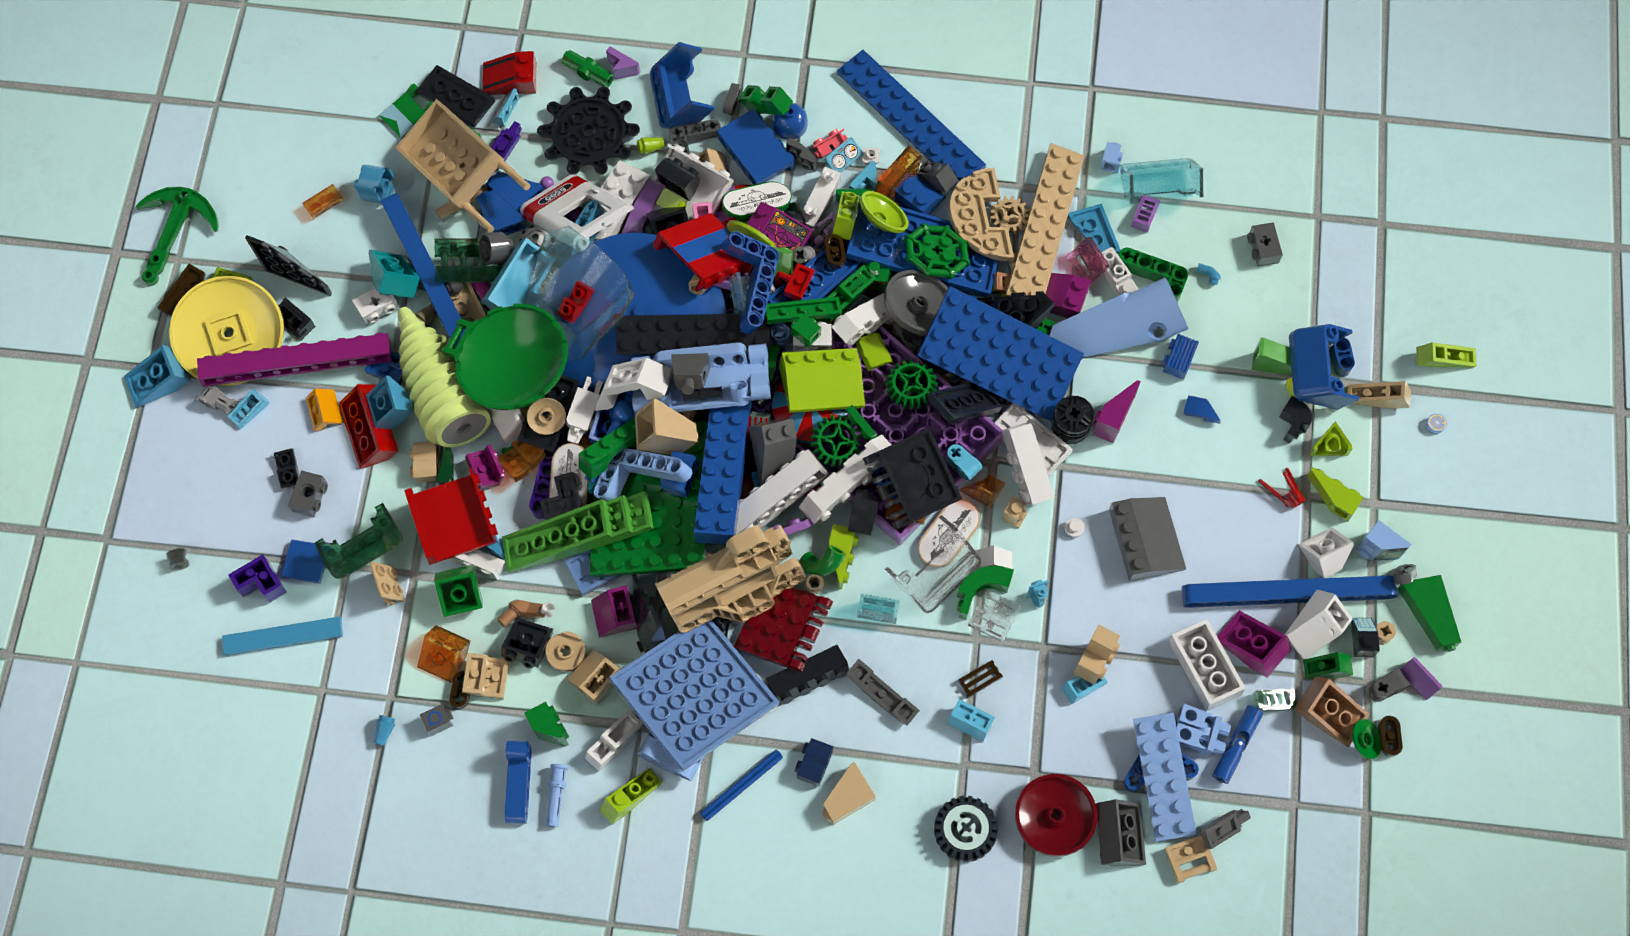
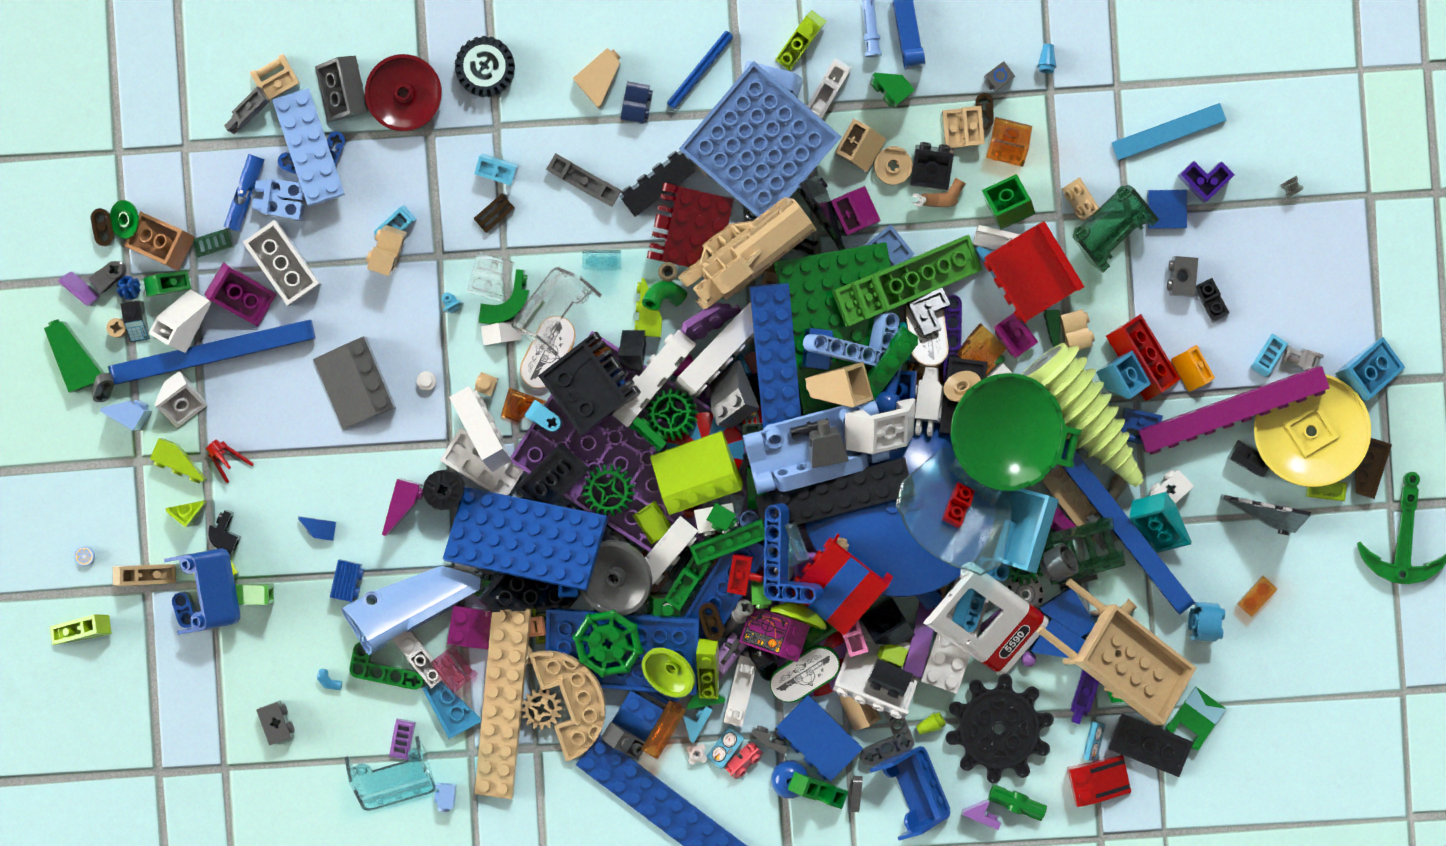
camera: 170 degrees right, 20 degrees up
(1368, 669) = (128, 287): none -> blue gear

